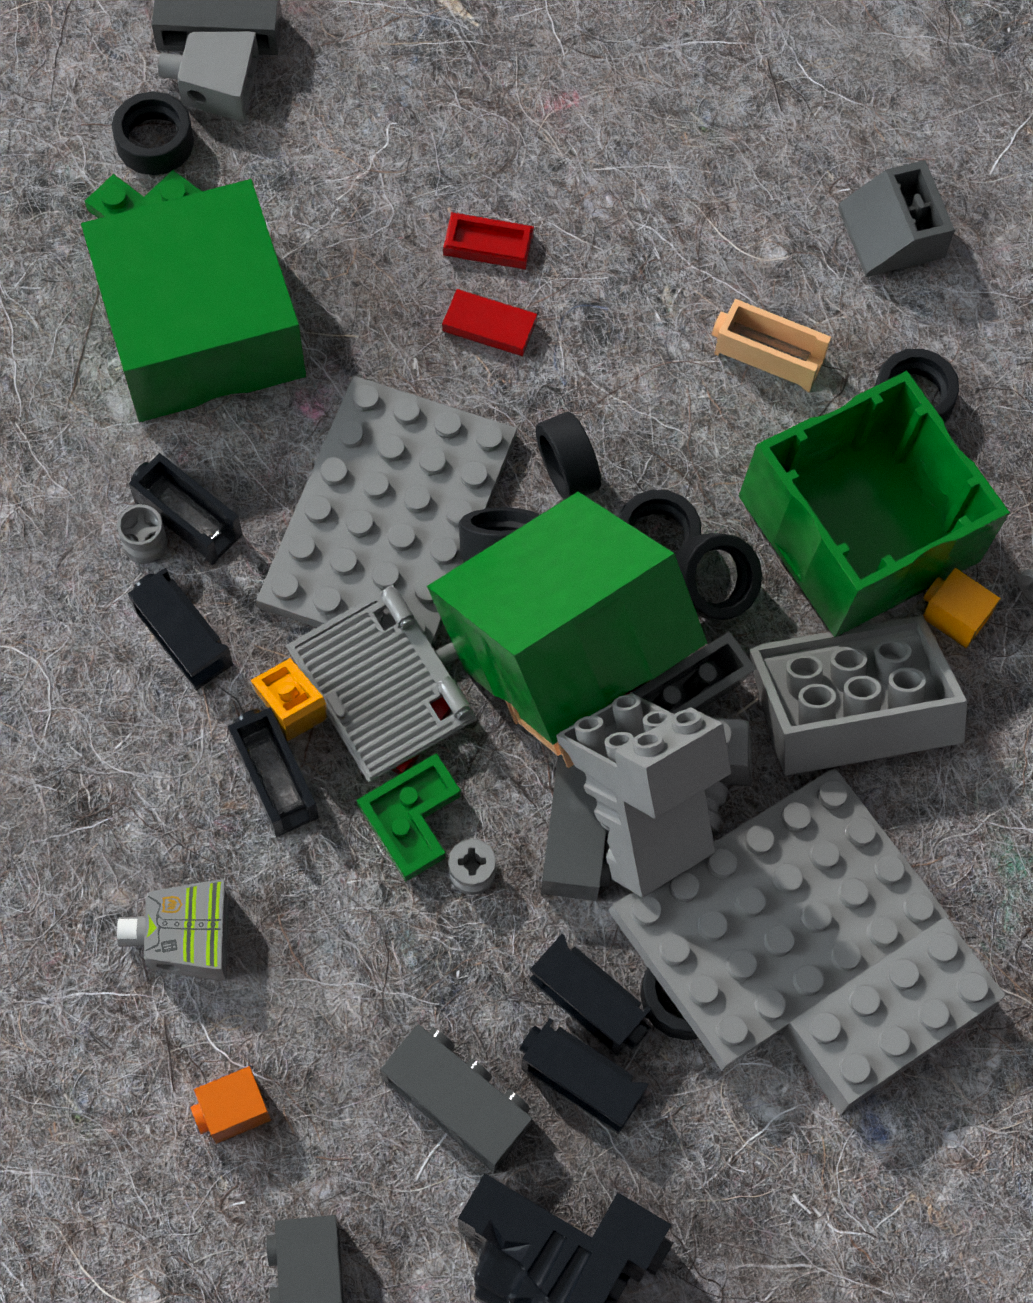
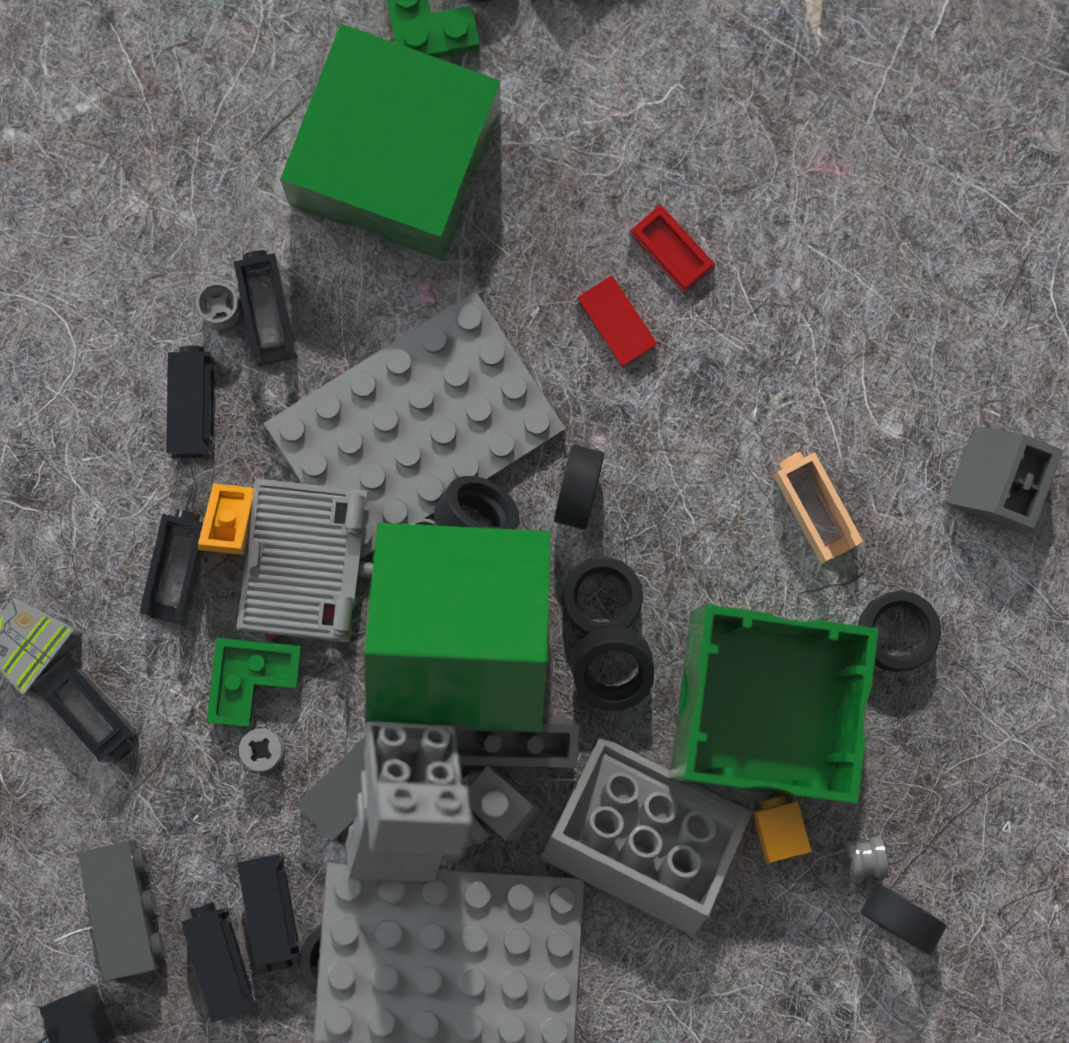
camera: 35 degrees right, 15 degrees up
(288, 948) = (87, 711): none -> black window

